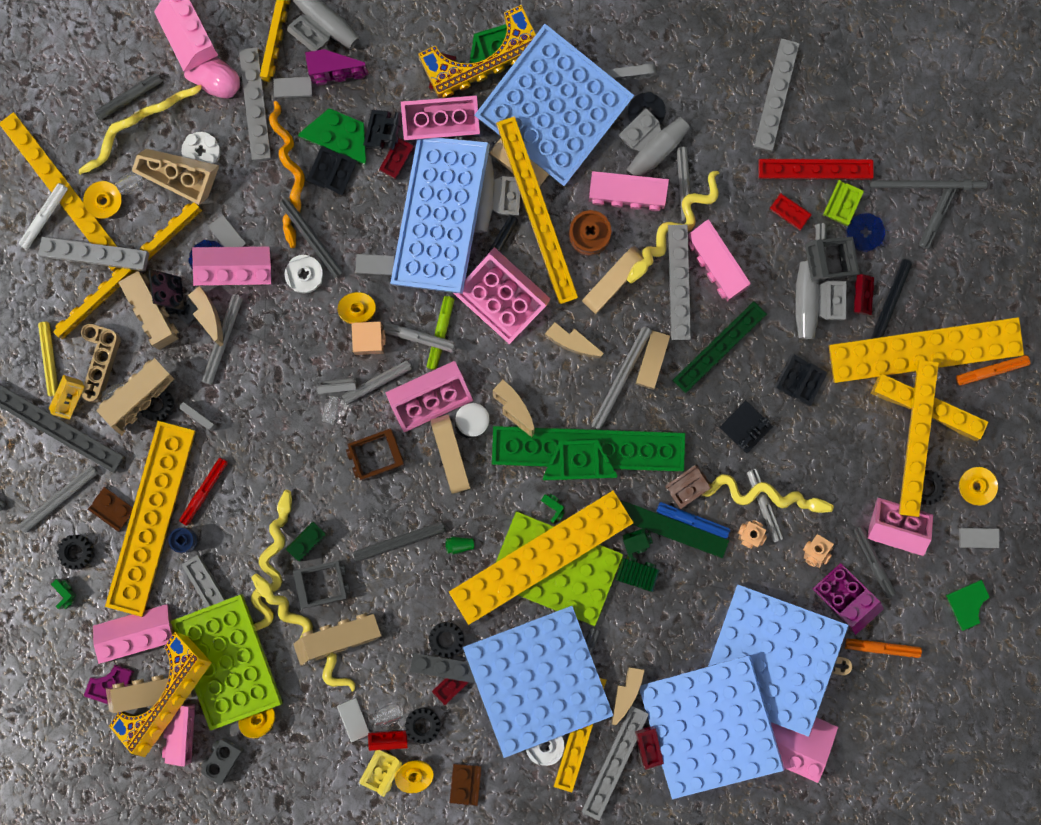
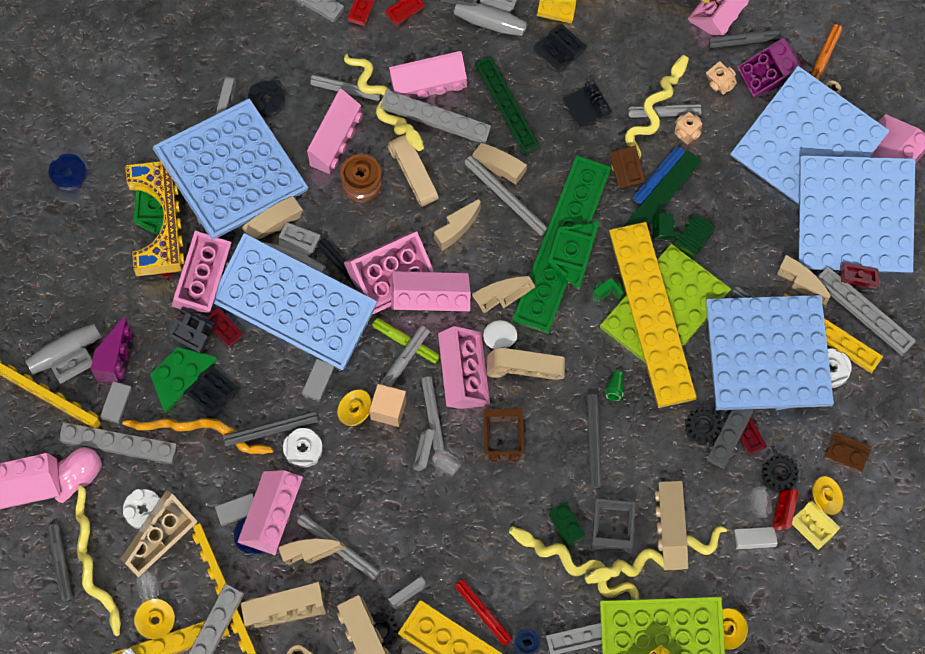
camera: 75 degrees left, 15 degrees down
(166, 291) = (273, 579): black hinge -> none
(187, 315) = (299, 570): black plate -> none
(491, 339) = (430, 291): none -> bright pink slope
(536, 210) = (323, 214): yellow plate -> none
(652, 143) = (298, 99): light grey plate -> none

